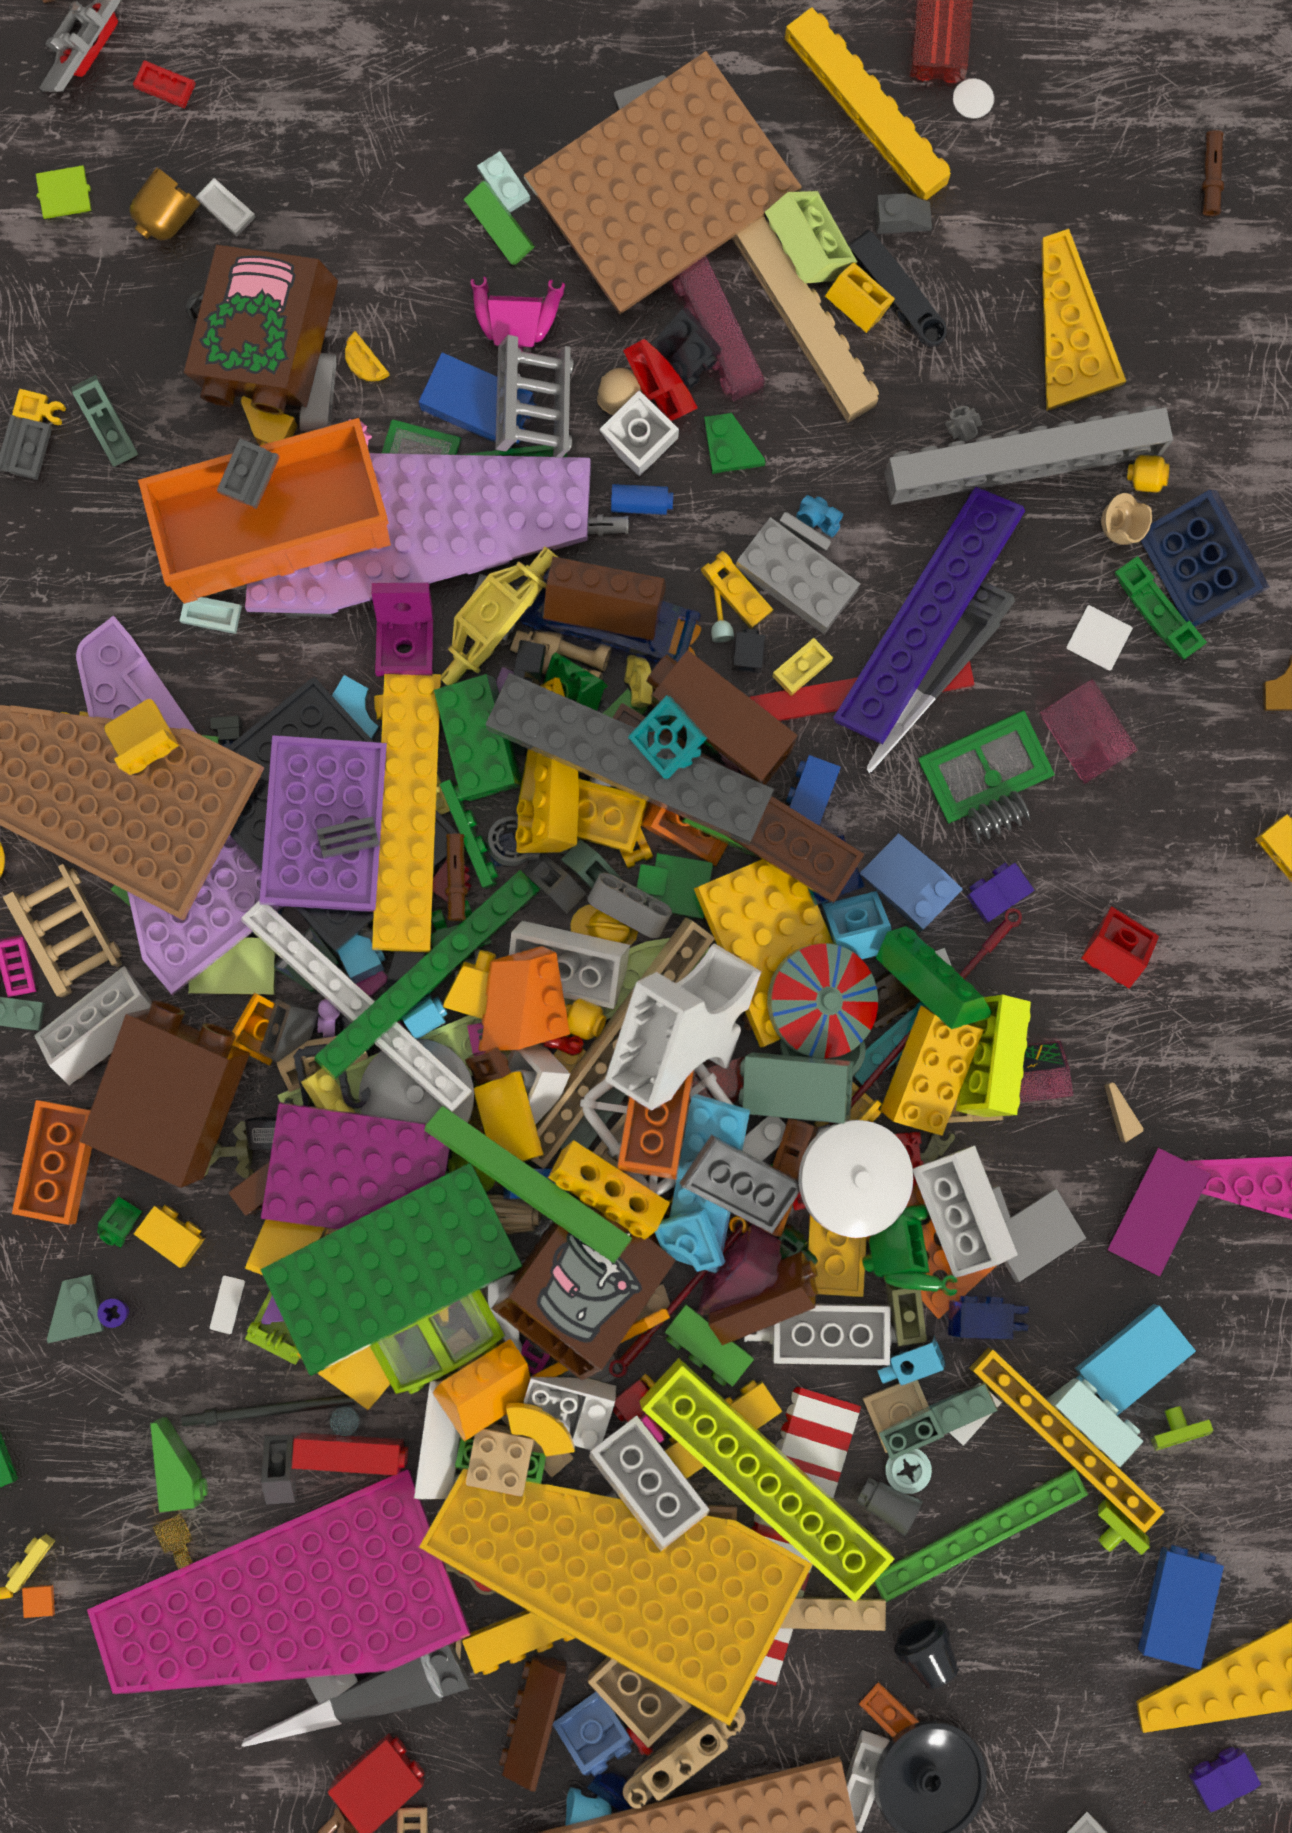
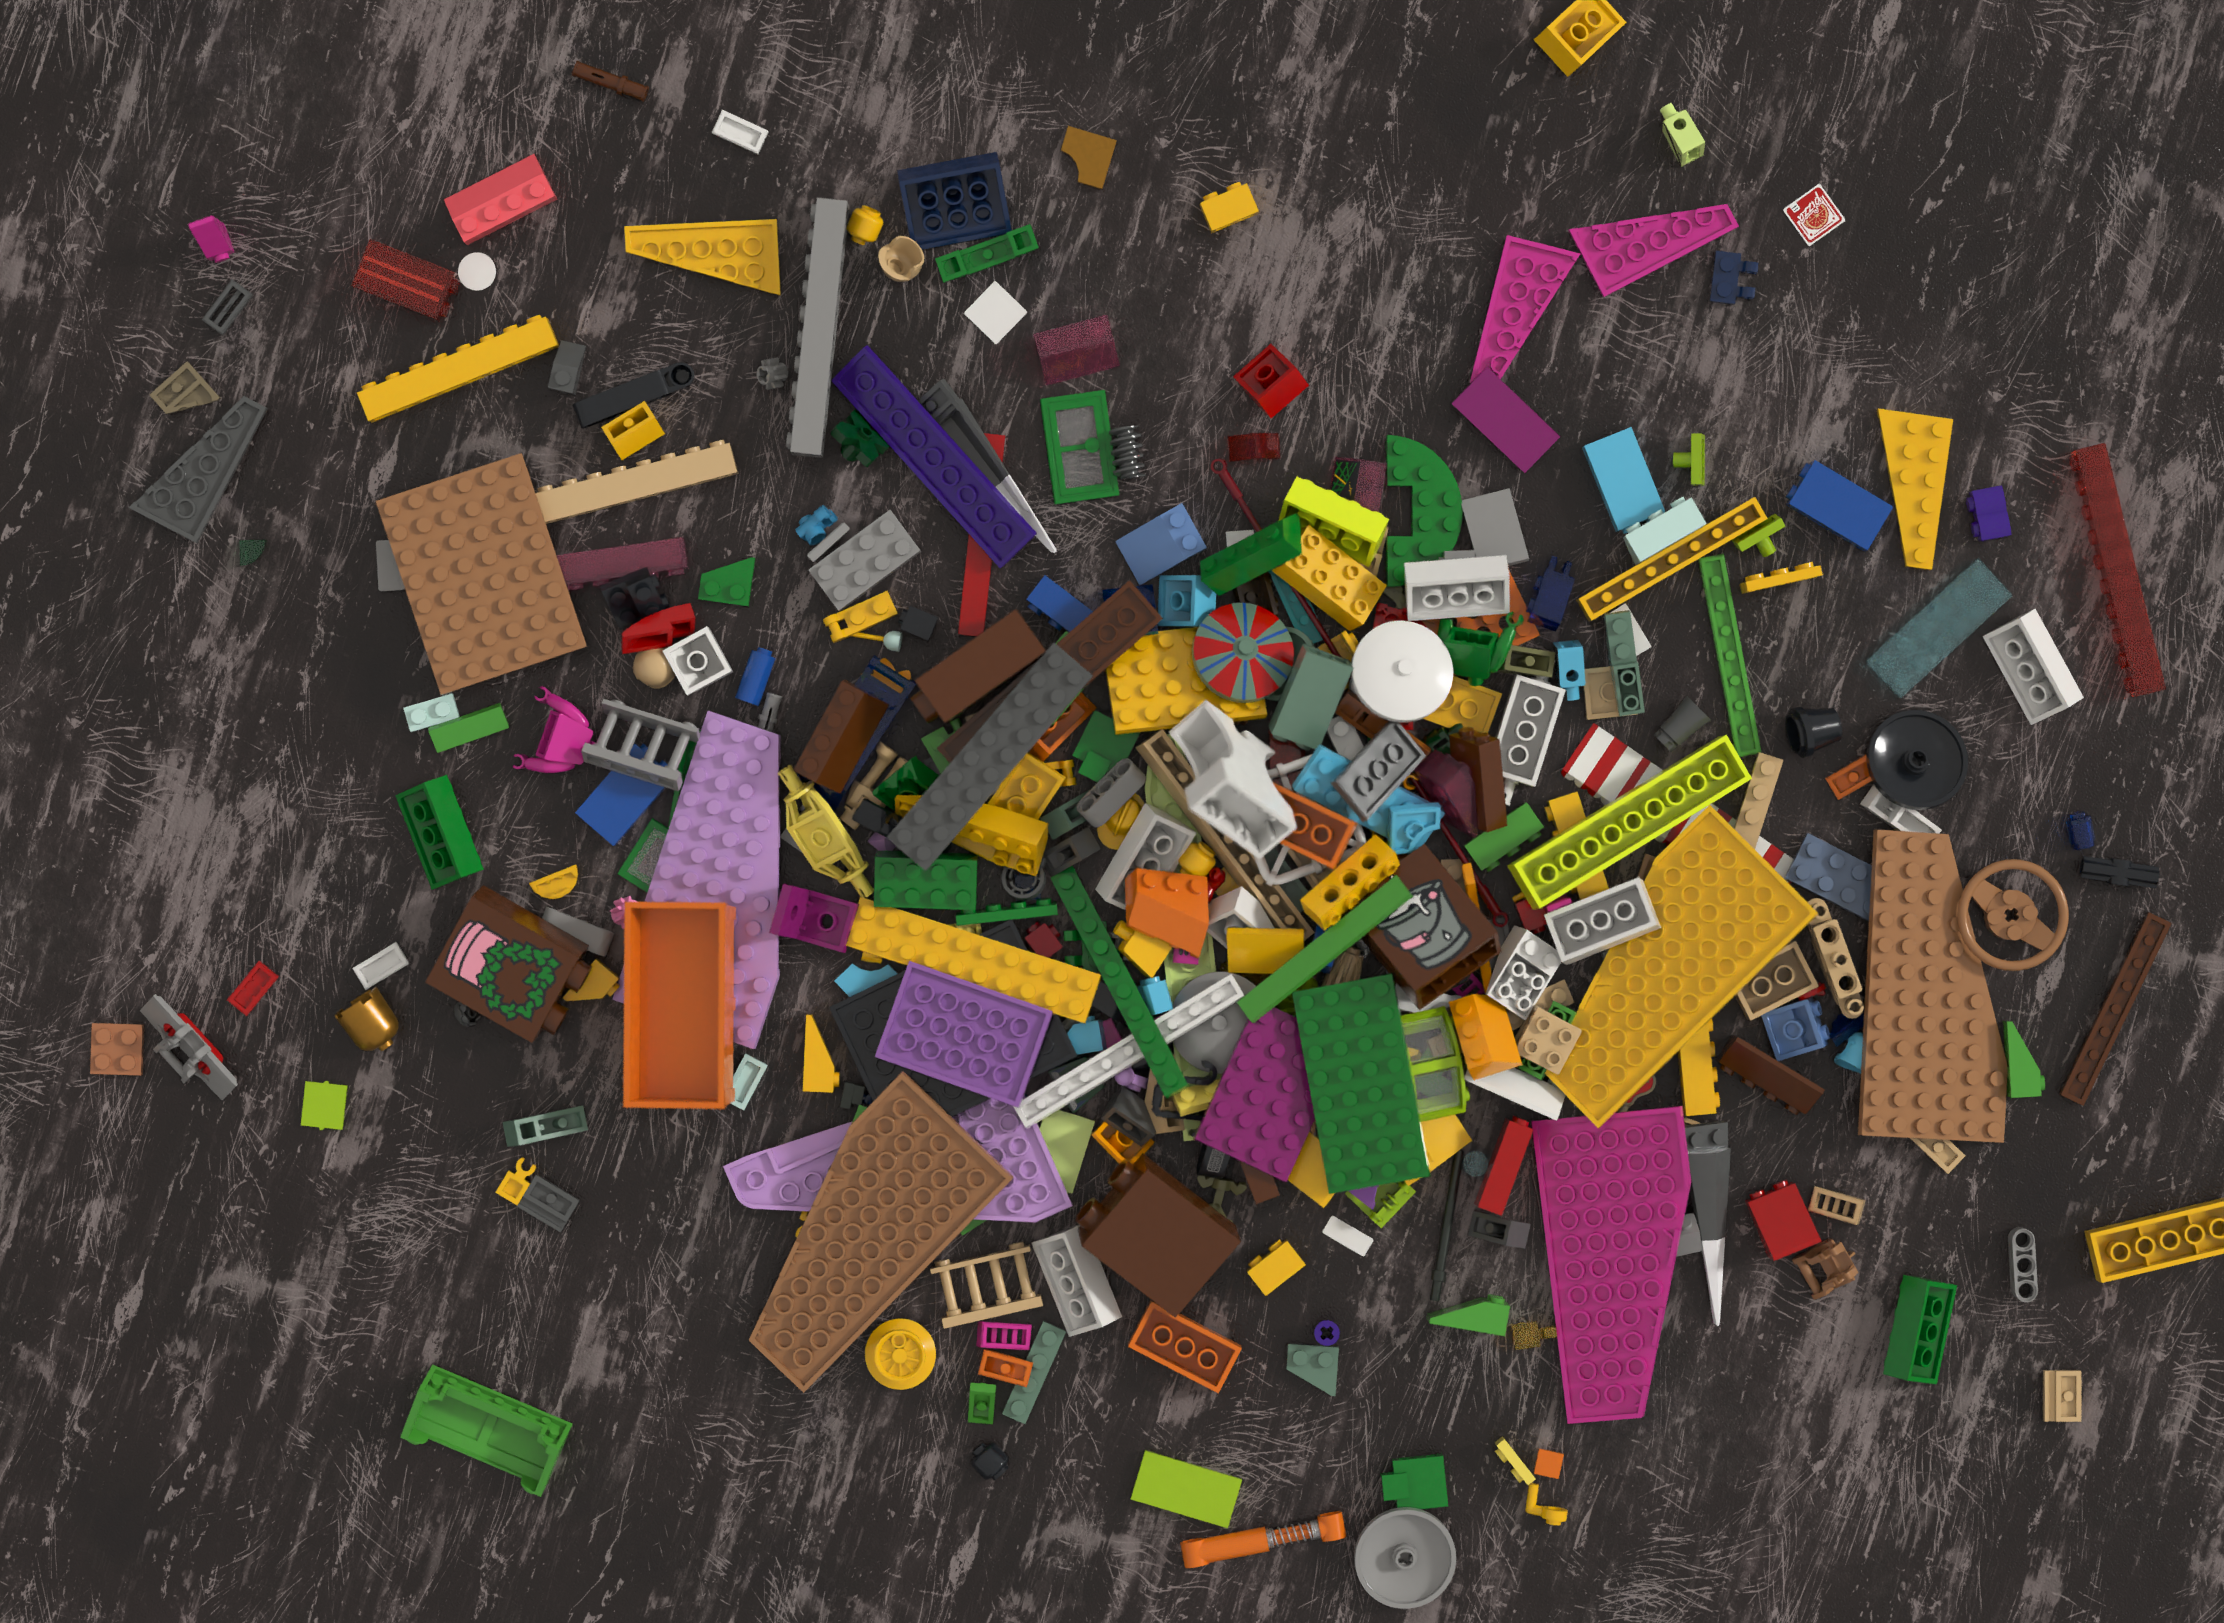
camera: 75 degrees left, 5 degrees up
(118, 1222) = (1251, 1308): green bracket -> none
(140, 737) = (845, 1169): yellow bracket -> none
(248, 473) = (648, 1010): dark grey plate -> none
(251, 683) = (818, 1064): none -> yellow slope
(346, 837) = (984, 994): dark grey tile -> none
(382, 224) = (439, 832): none -> green slope
(455, 877) = (1043, 934): reddish brown pin -> none
(488, 1065) = (1213, 953): reddish brown plate -> none
(540, 1426) = (1529, 997): yellow tile -> none
(636, 675) = (916, 725): light yellow tile -> none
(652, 723) = (993, 697): teal piece -> none
(774, 1724) = (1832, 875): none -> sand blue plate
(802, 666) = (945, 580): light yellow plate -> none
(810, 236) = (567, 458): yellowish green brick -> none
(921, 1474) = (1666, 690): light aqua gear -> none
(922, 532) = (859, 440): none -> dark green plant
(1000, 892) = (1193, 470): dark purple brick -> none
(1042, 1162) = (1434, 506): none -> green plate
(1044, 950) = (1254, 447): none -> clear red slope
(1053, 98) = (500, 199): none -> coral slope
(1081, 1760) = (1939, 628): none -> clear light blue plate
(1084, 1567) = (1780, 577): none -> yellow plate
(1124, 1118) = (1420, 423): tan slope -> none
(1203, 320) = (740, 132): none -> white tile

